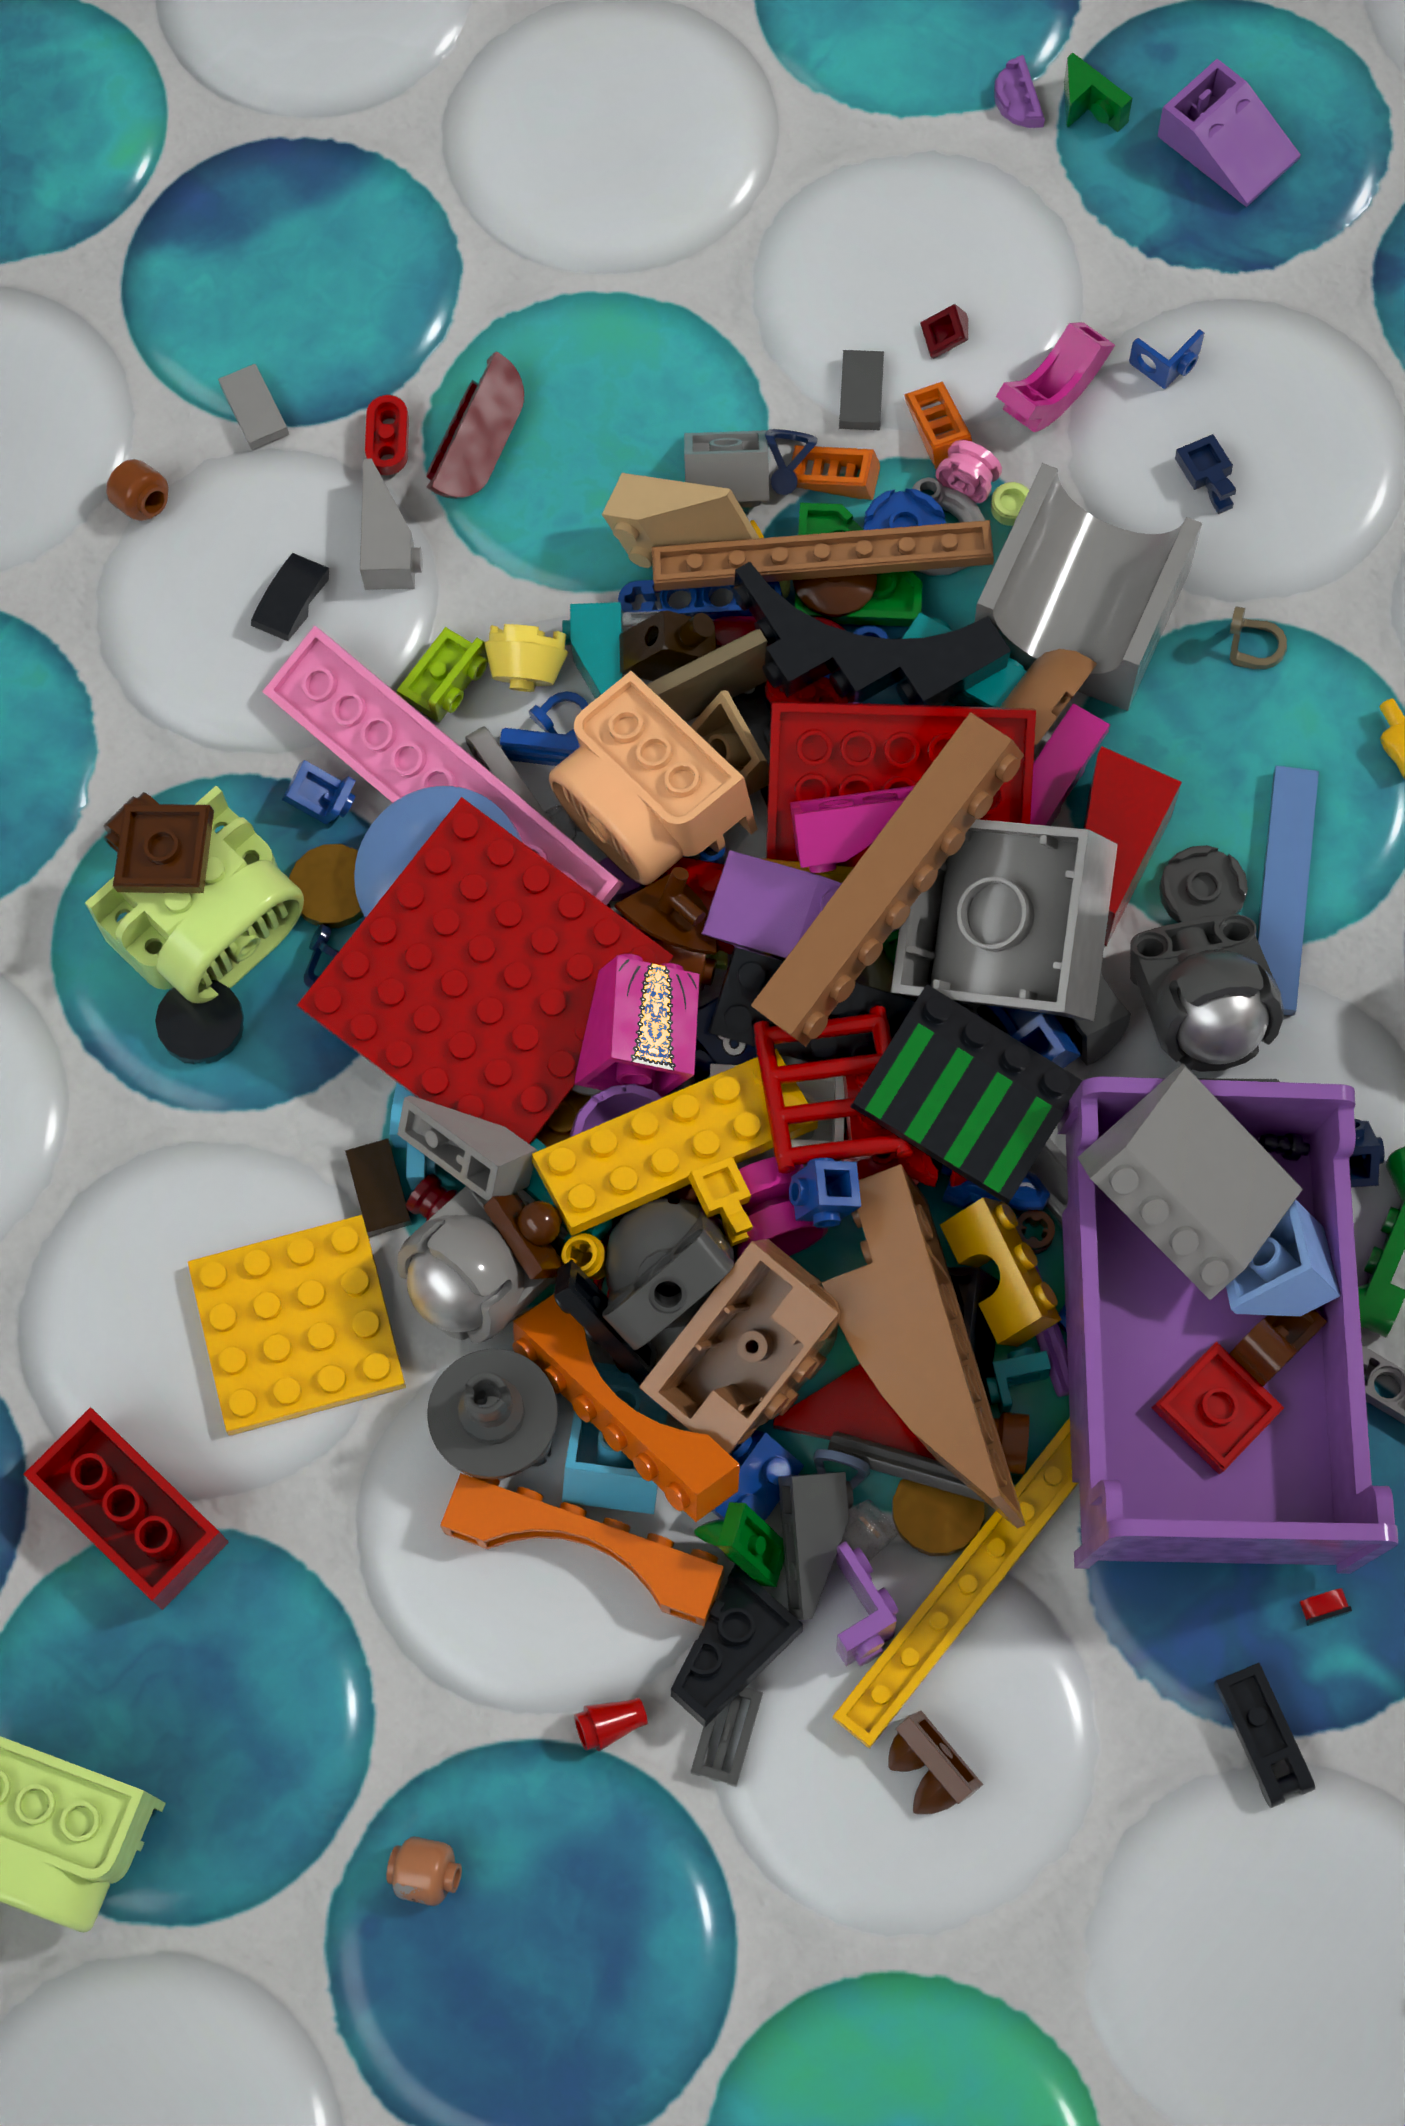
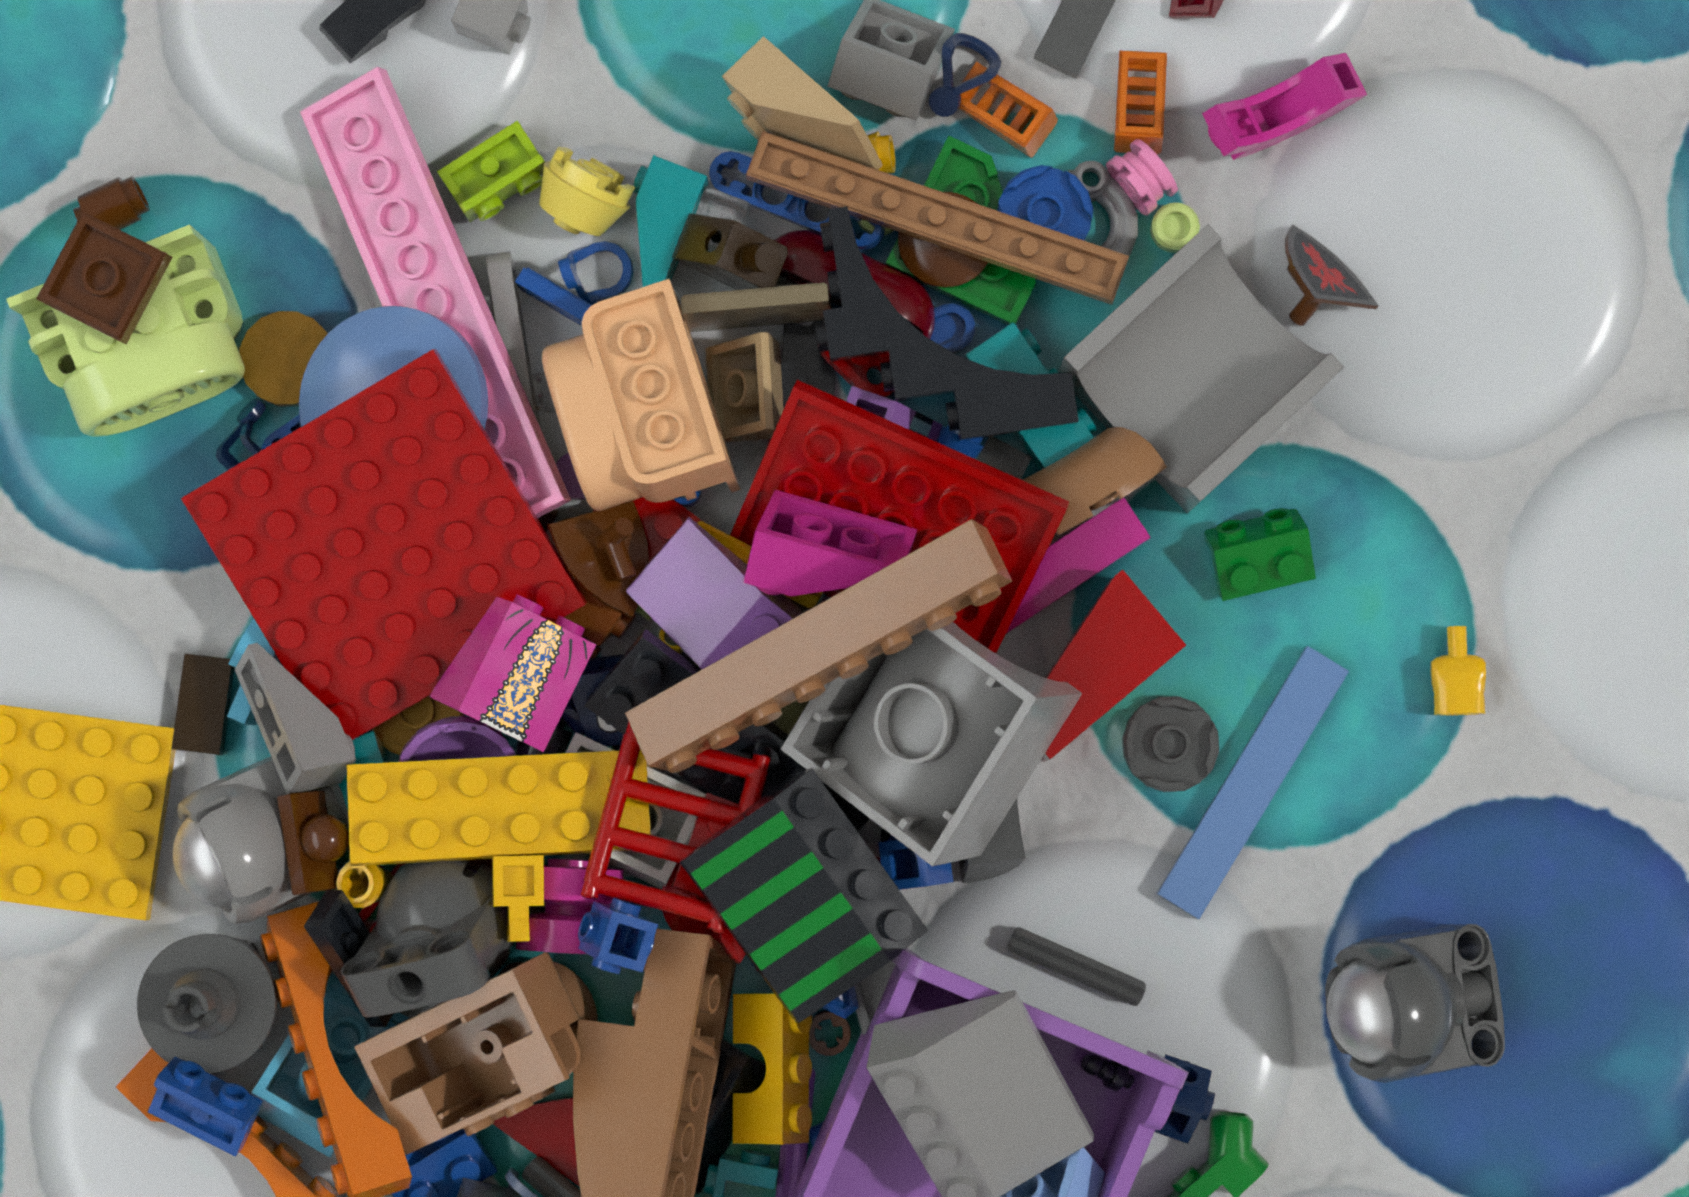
camera: 25 degrees right, 15 degrees up
(200, 1029) = (95, 464): black tile -> none
(319, 793) = (313, 253): blue bracket -> none
(429, 1197) = (245, 745): dark red wheel -> none
(528, 1497) = (204, 1105): none -> blue bracket
(1147, 501) = (1321, 277): none -> shield
(1166, 370) = (1403, 141): blue bracket -> none
(1203, 712) = (1260, 553): none -> green bracket
(1207, 990) = (1113, 868): dark grey piece -> none
(1208, 465) = (1400, 274): dark blue plate -> none
(1248, 661) = (1334, 510): dark tan piece -> none

